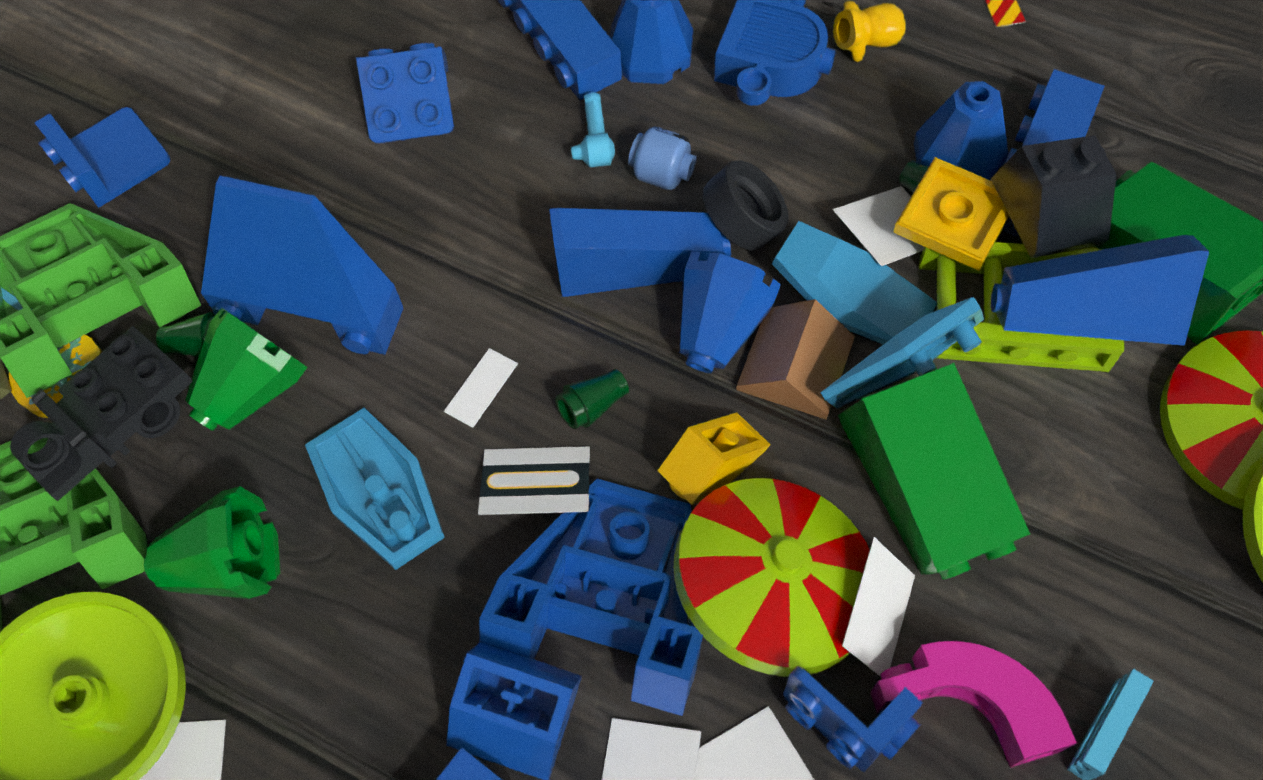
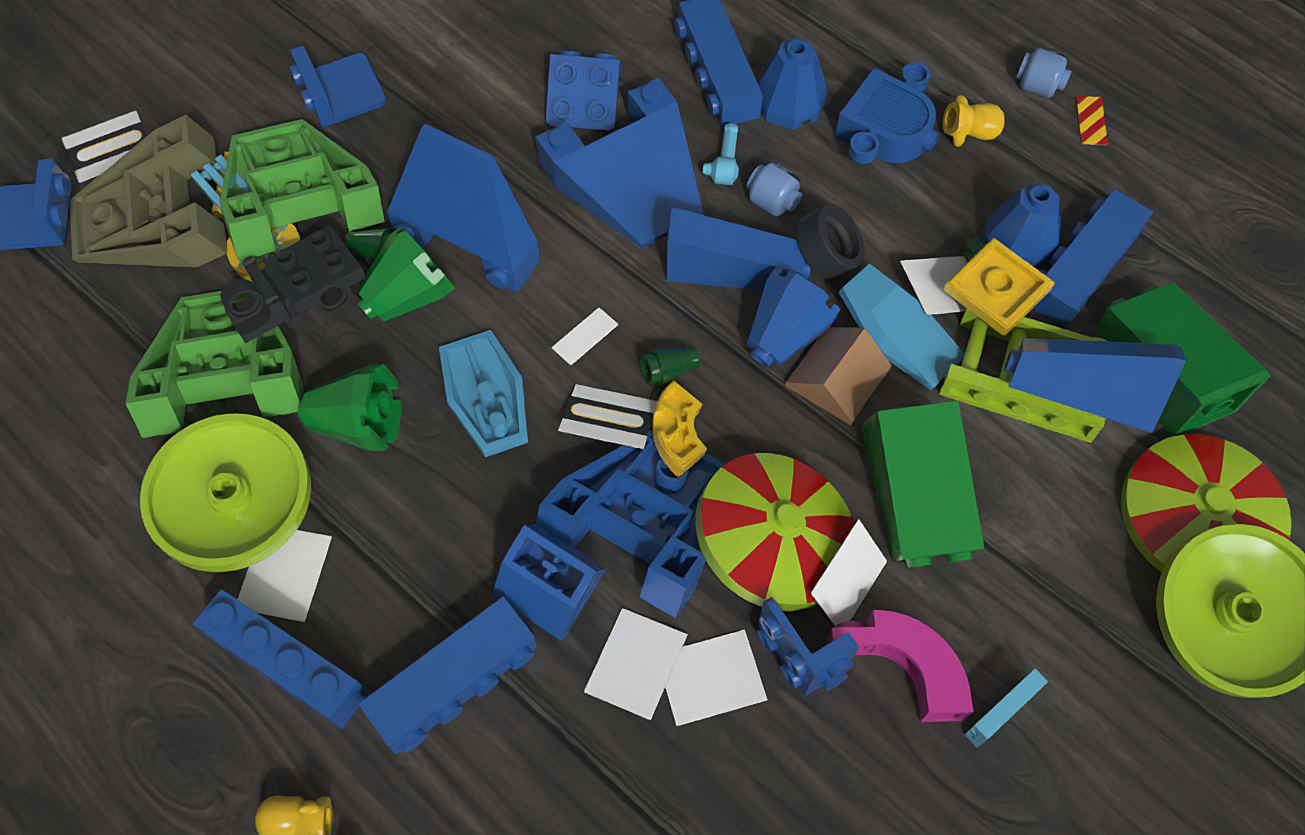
camera: 10 degrees right, 0 degrees up
(489, 178) = (632, 173): none -> blue wedge
(620, 478) = (675, 430): none -> yellow tile
(711, 456) = (751, 429): yellow slope -> none
(909, 352) = (927, 385): dark azure piece -> none
(1059, 195) = (1084, 290): black slope -> none

